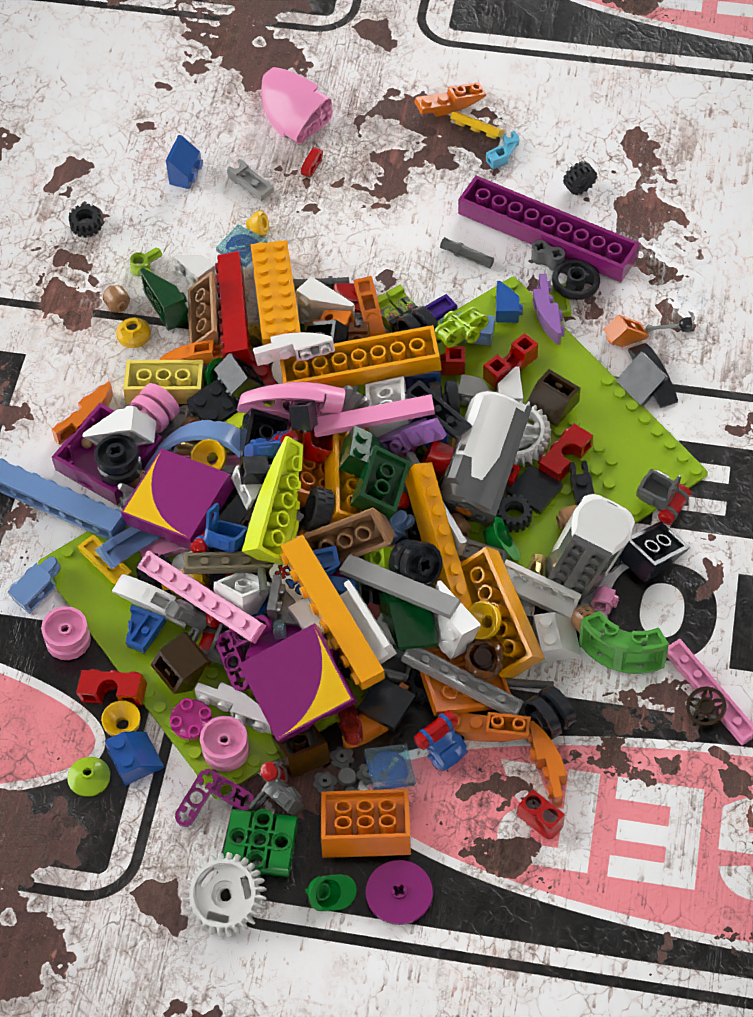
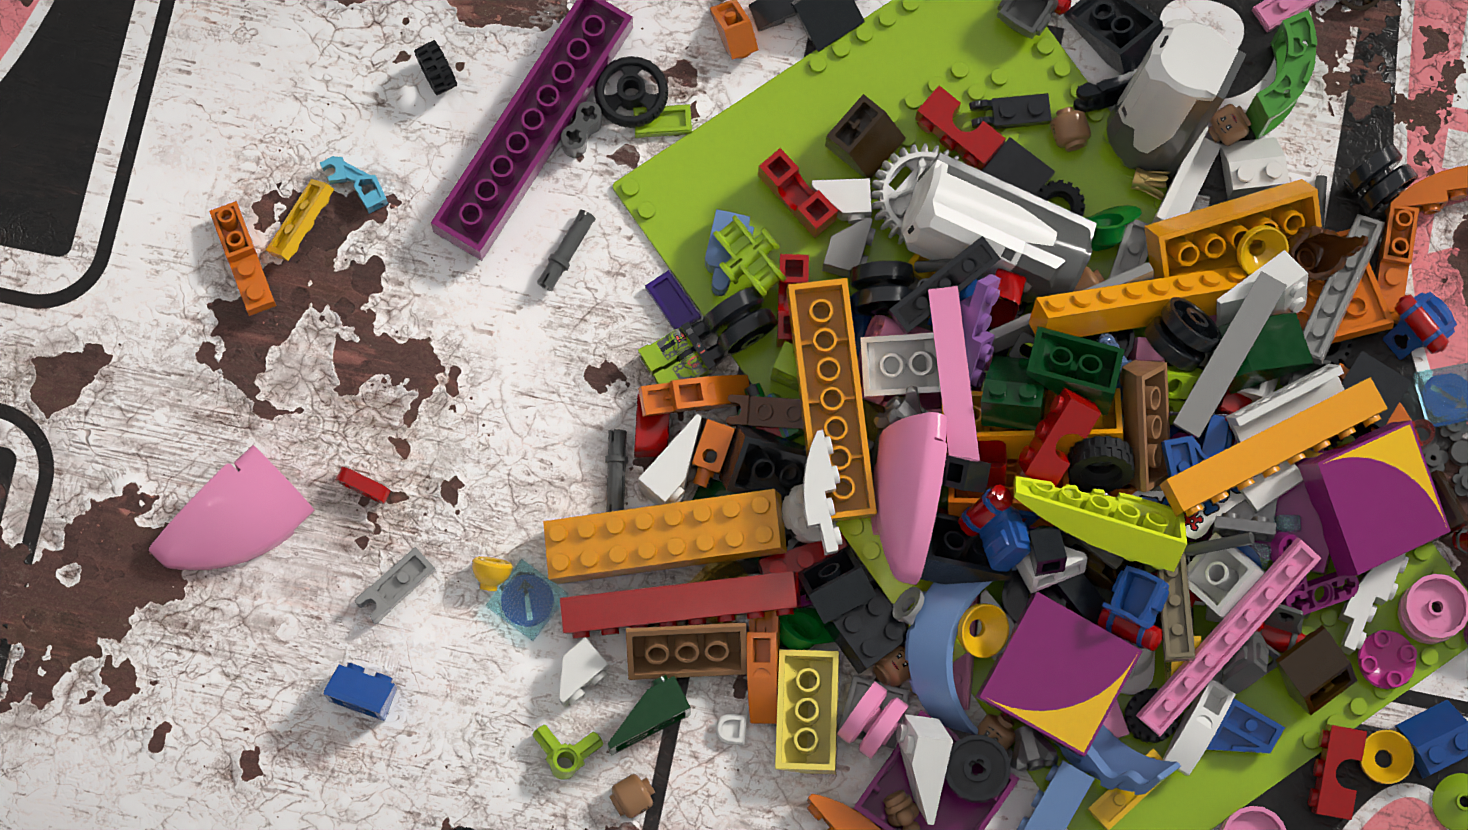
camera: 95 degrees left, 20 degrees up
(136, 337) = (692, 784): yellow piece -> none
(156, 349) = (732, 729): none -> white tile
(226, 417) = (903, 603): none -> light grey piece
(344, 473) = (1067, 415): none -> red arch
(507, 304) = (681, 194): blue slope -> none
(547, 311) = (707, 135): medium lavender slope -> none

